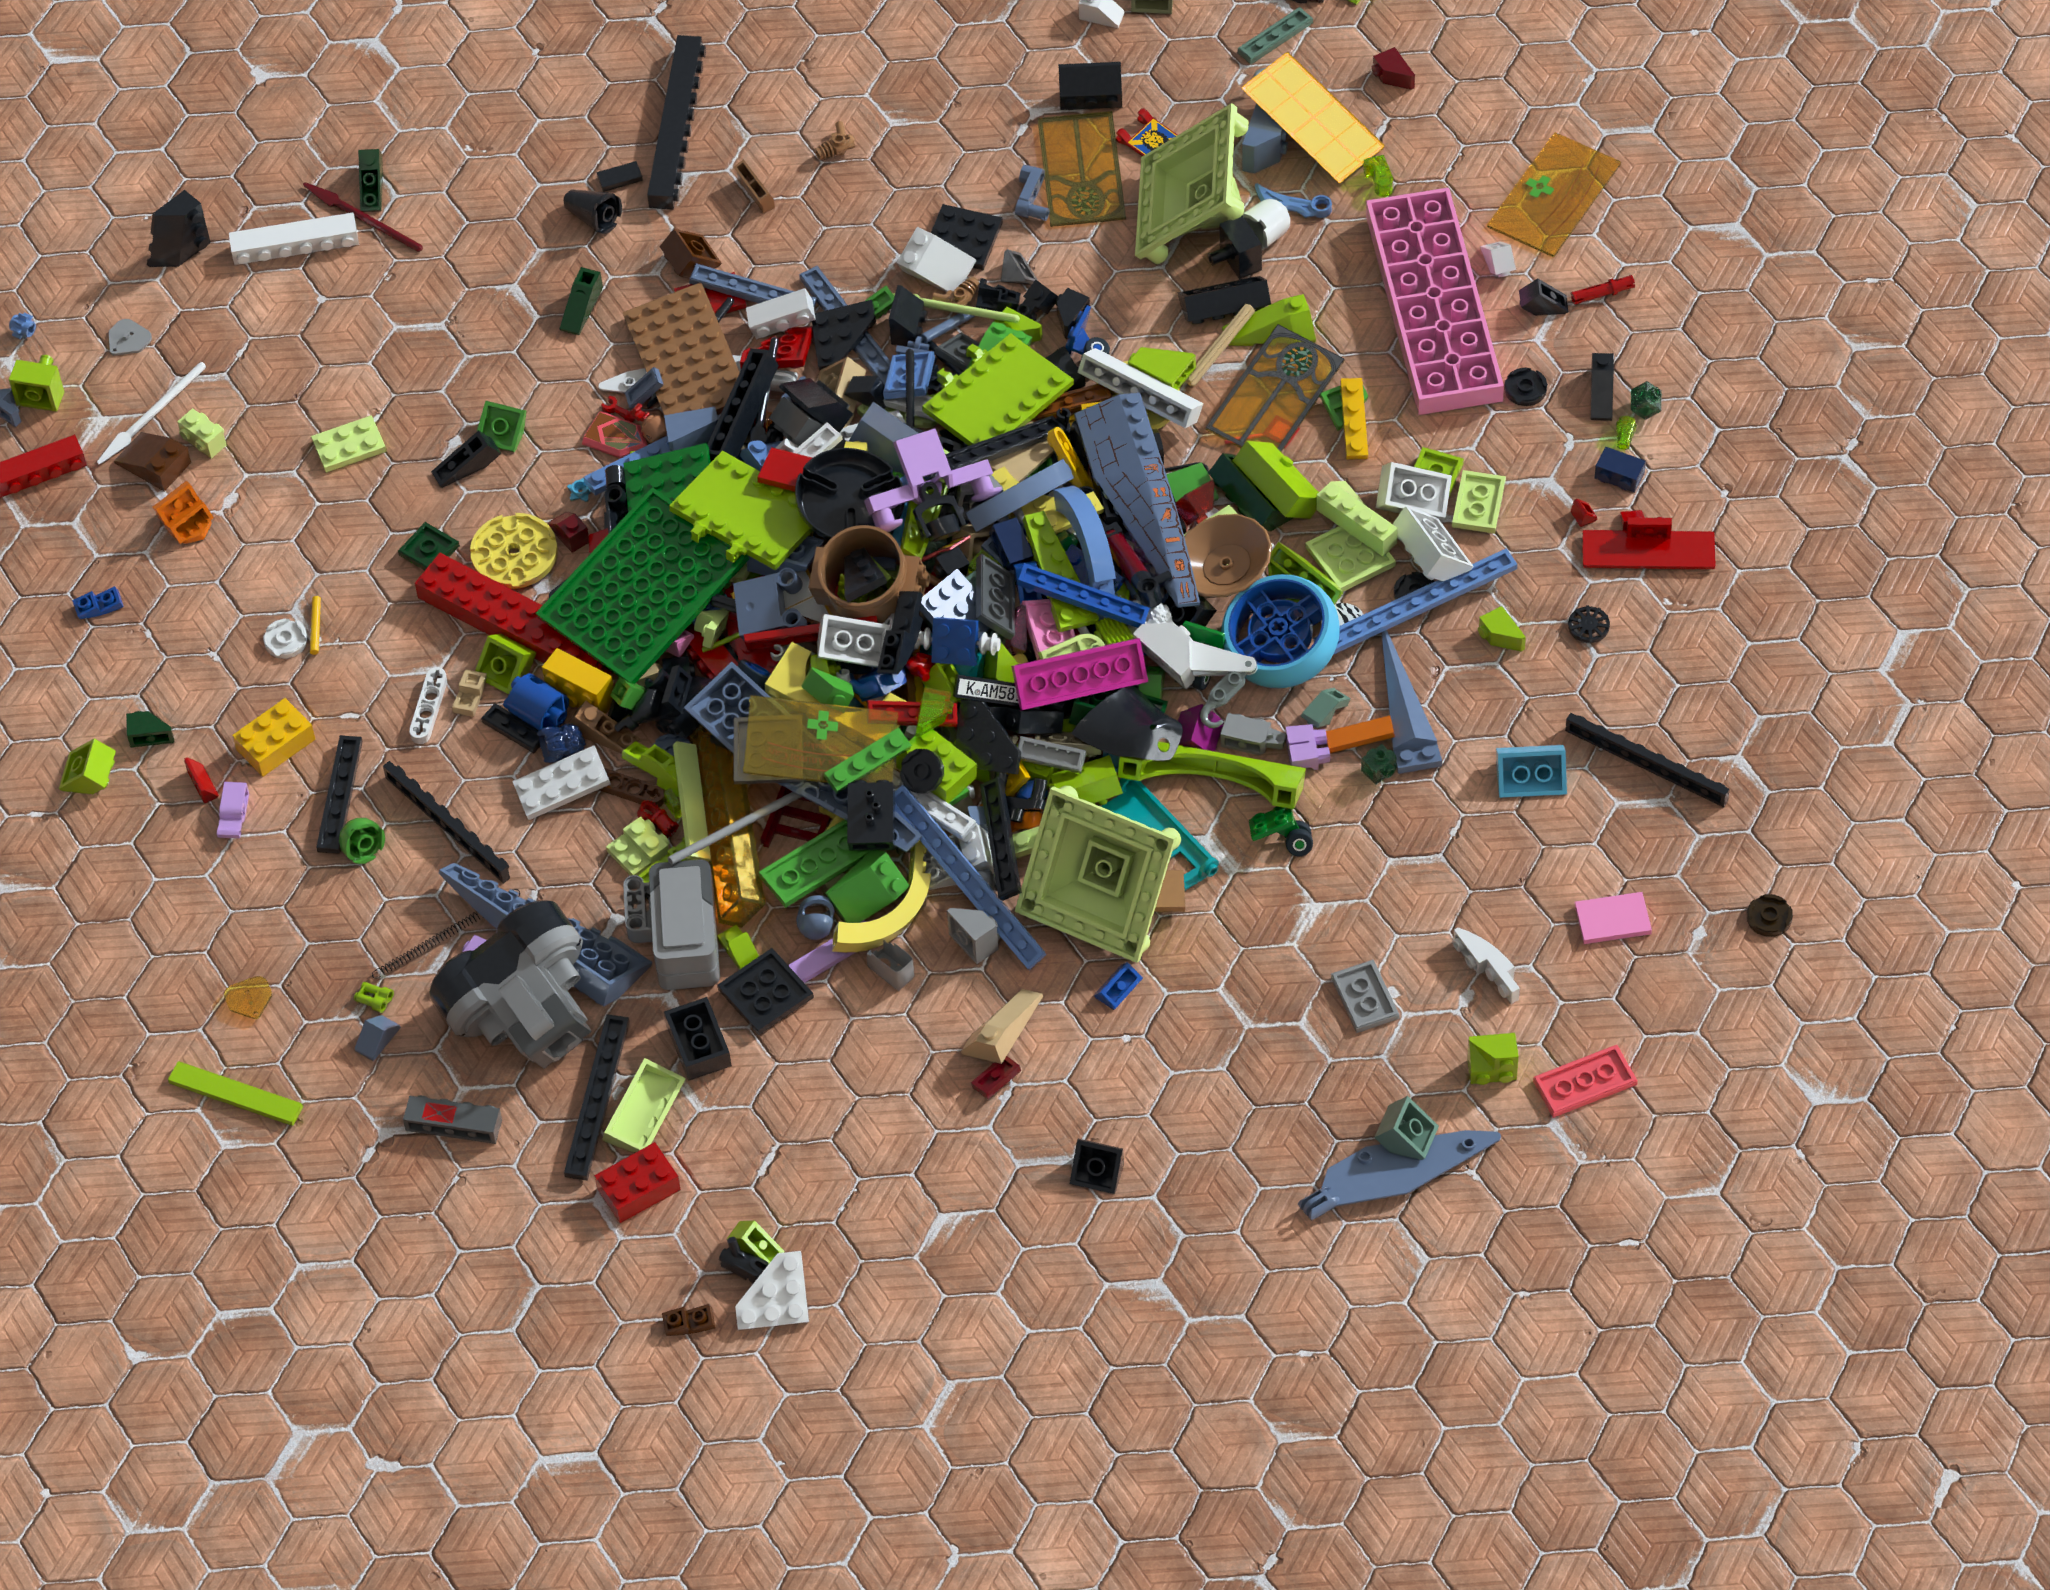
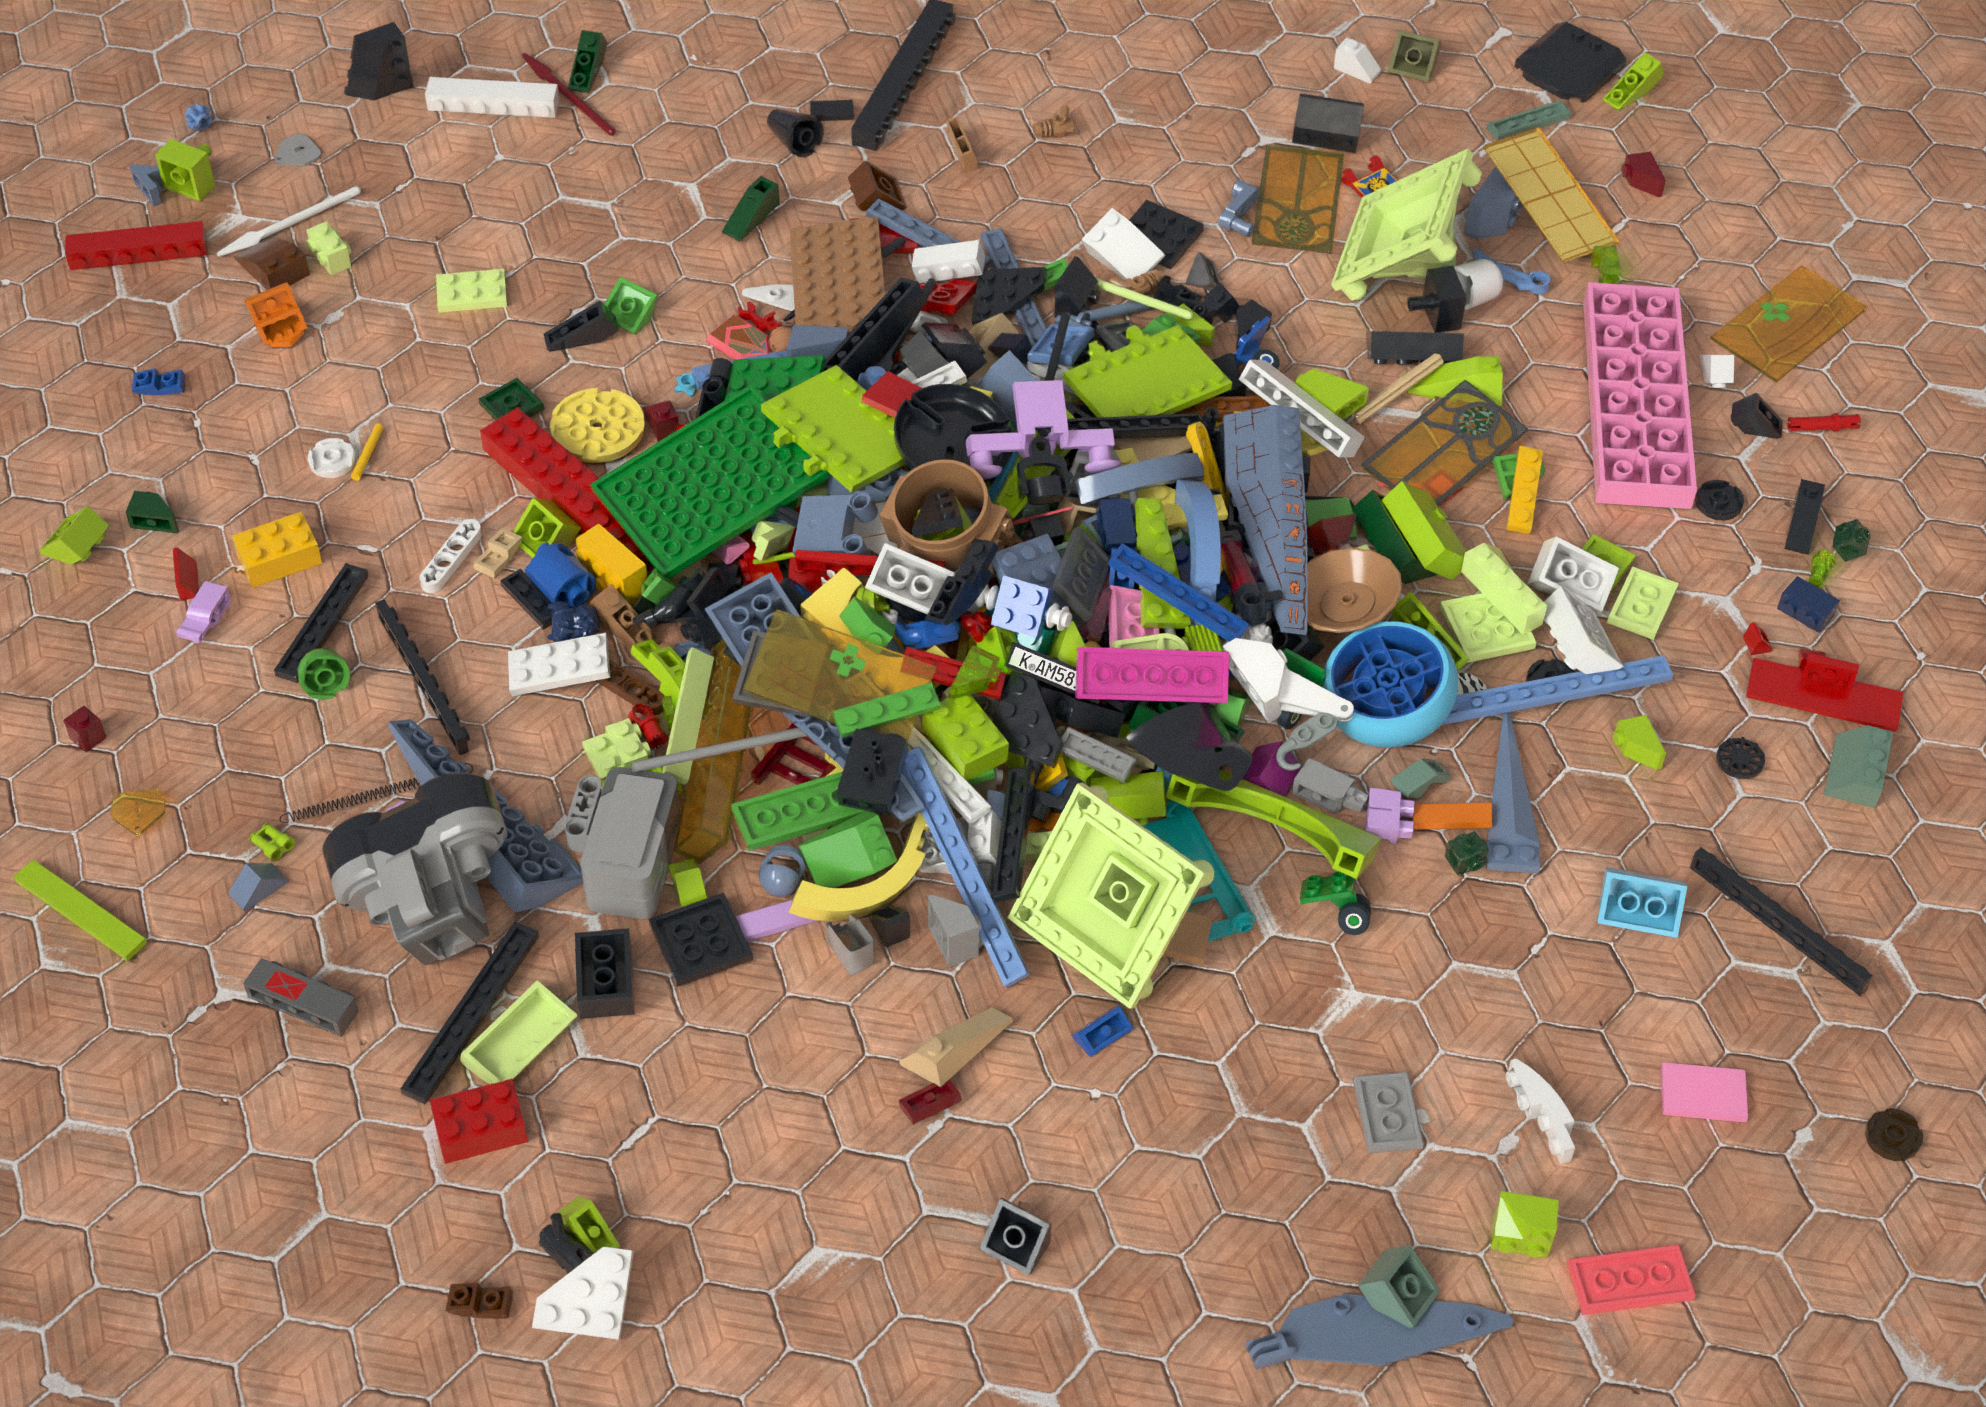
camera: 10 degrees right, 5 degrees down
(174, 938) = (84, 728): none -> dark red brick
(644, 388) = (786, 298): sand blue tile -> none
(919, 940) = (891, 924): none -> black slope
(922, 771) = (944, 736): black tile -> none
(1688, 607) = (1859, 765): none -> sand green slope

